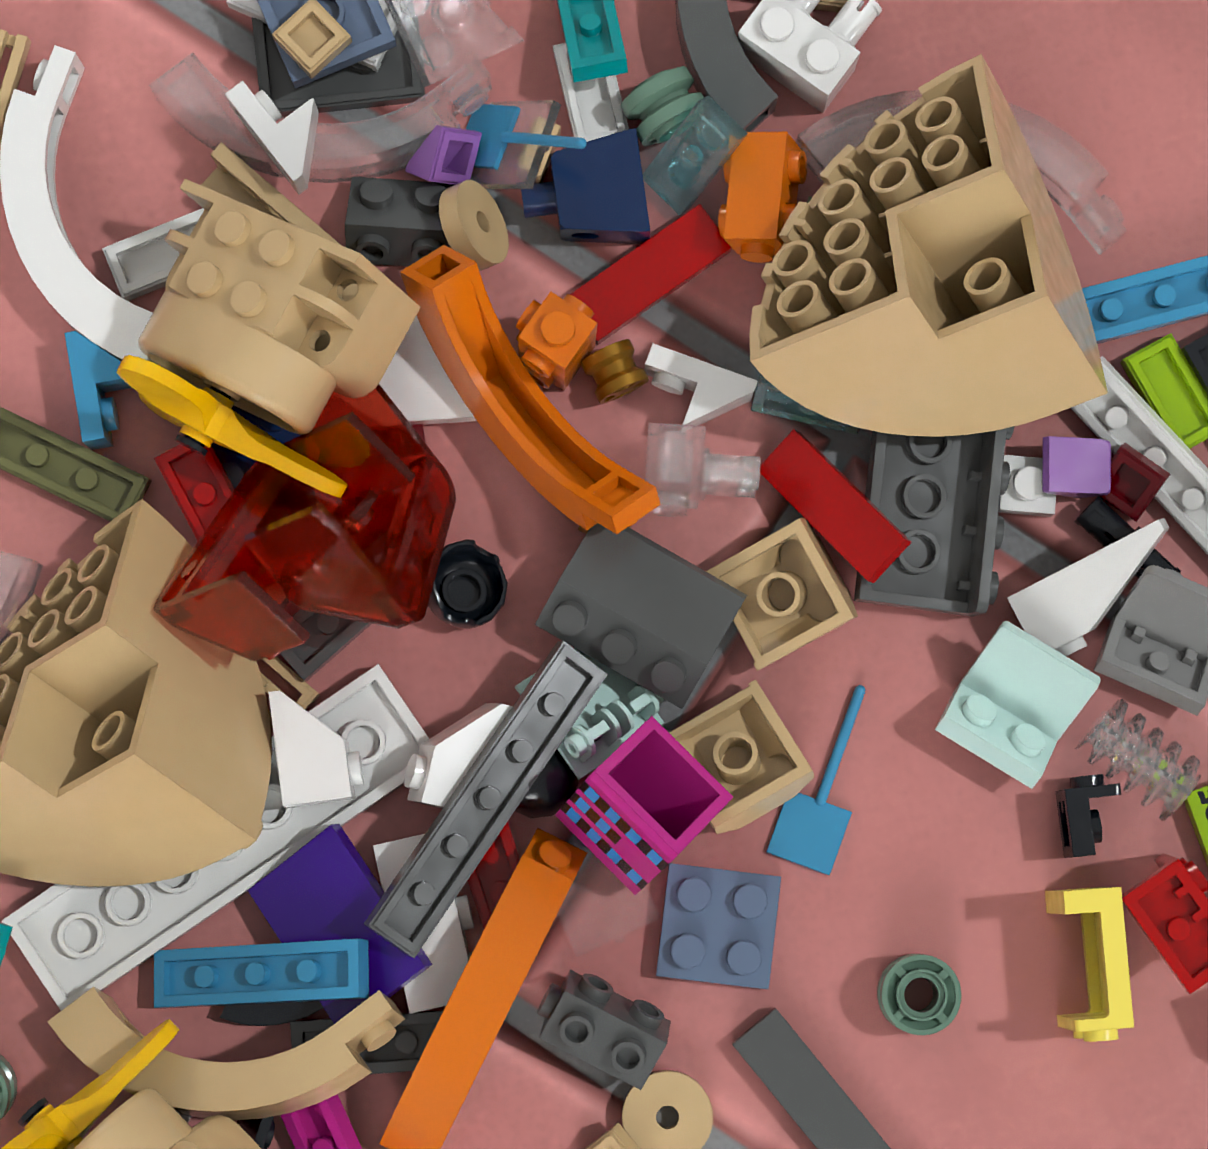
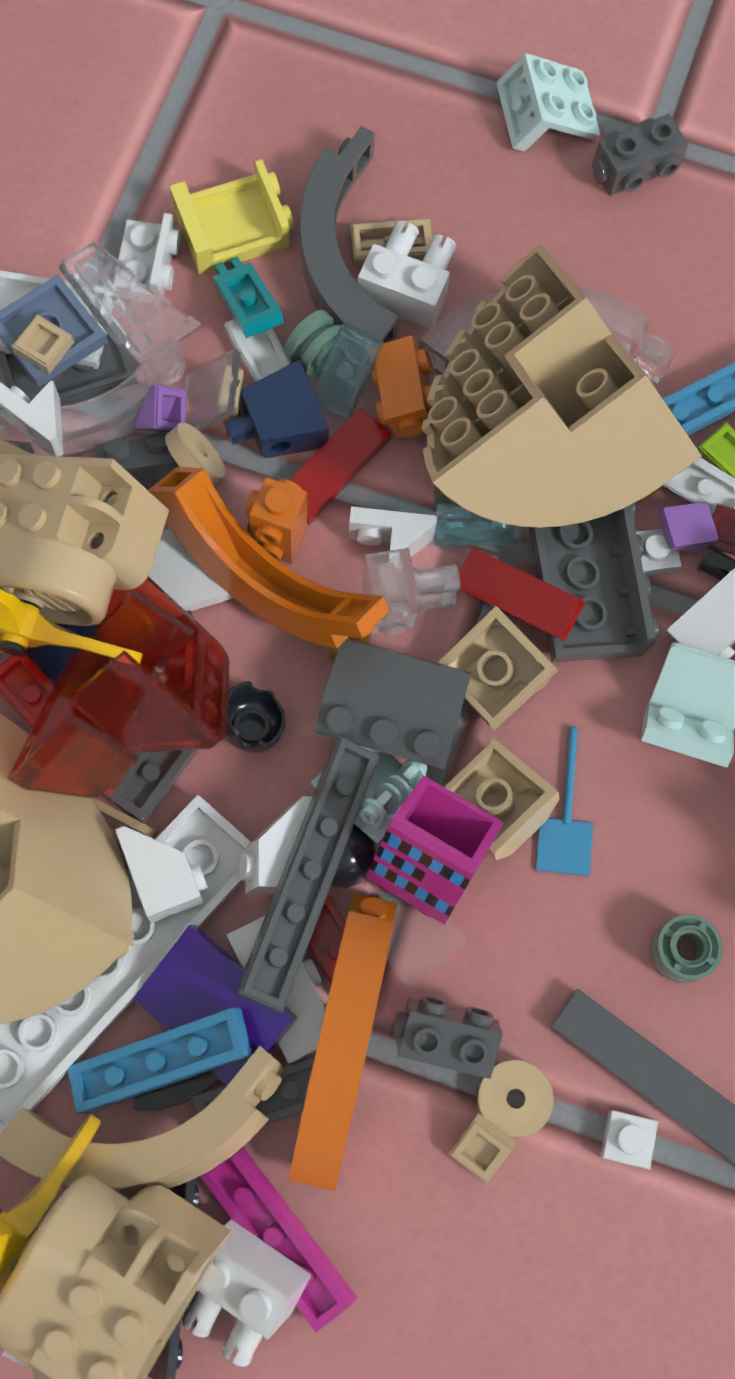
camera: 15 degrees left, 10 degrees down
(496, 126) = (197, 383): dark azure piece -> none
(614, 371) = (327, 537): pearl gold wheel -> none
(718, 926) = (514, 936): sand blue plate -> none

